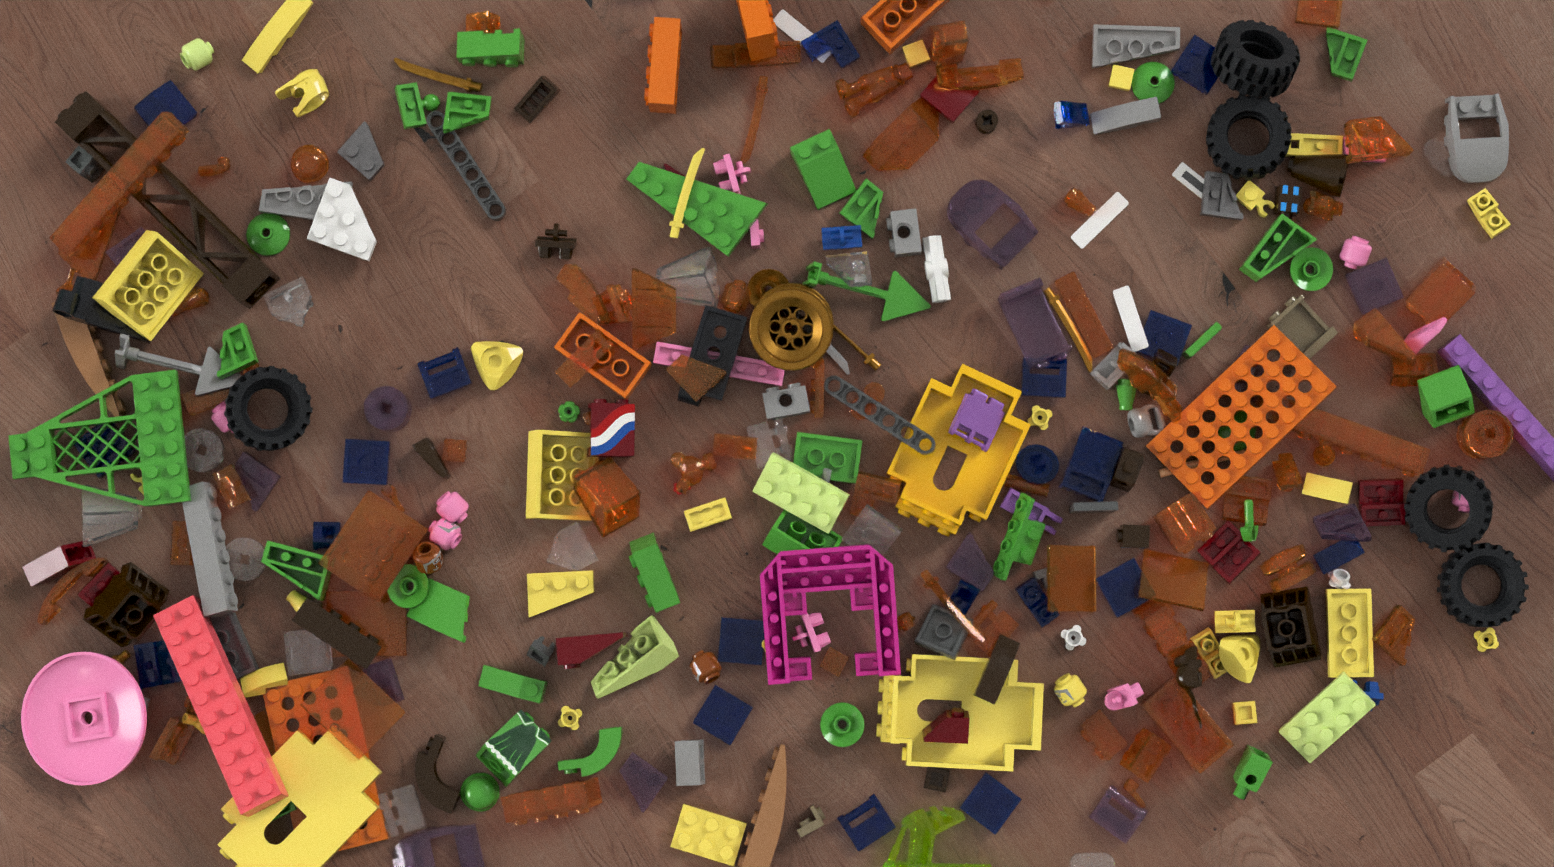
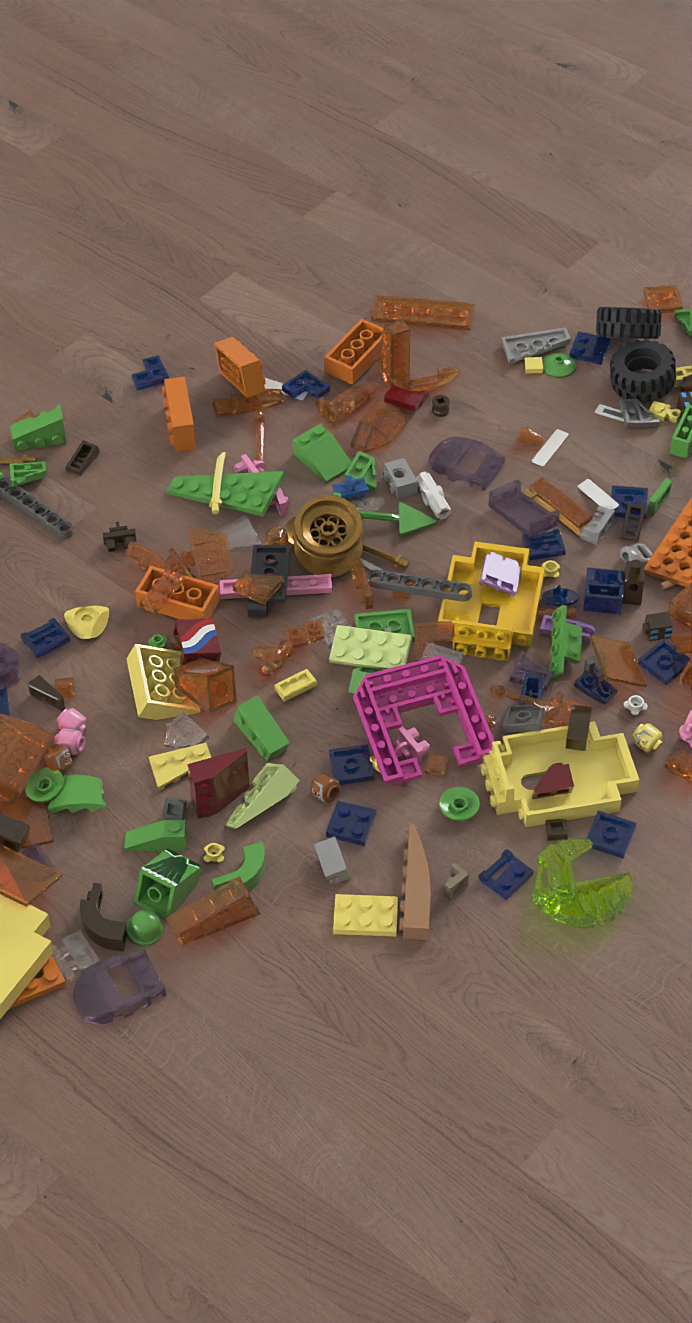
camera: 15 degrees left, 35 degrees down
(642, 780) = (293, 884): wing -> none
(798, 406) = (339, 597): light grey brick -> none
(916, 53) = (373, 379): light yellow tile -> none
(1070, 114) = (502, 389): clear blue slope -> none
(1093, 507) = (616, 609): dark grey tile -> none
(1125, 116) = (546, 381): light grey slope -> none
(1126, 394) = (613, 539): bright green cone -> none
(1150, 378) = (623, 516): clear orange slope -> none

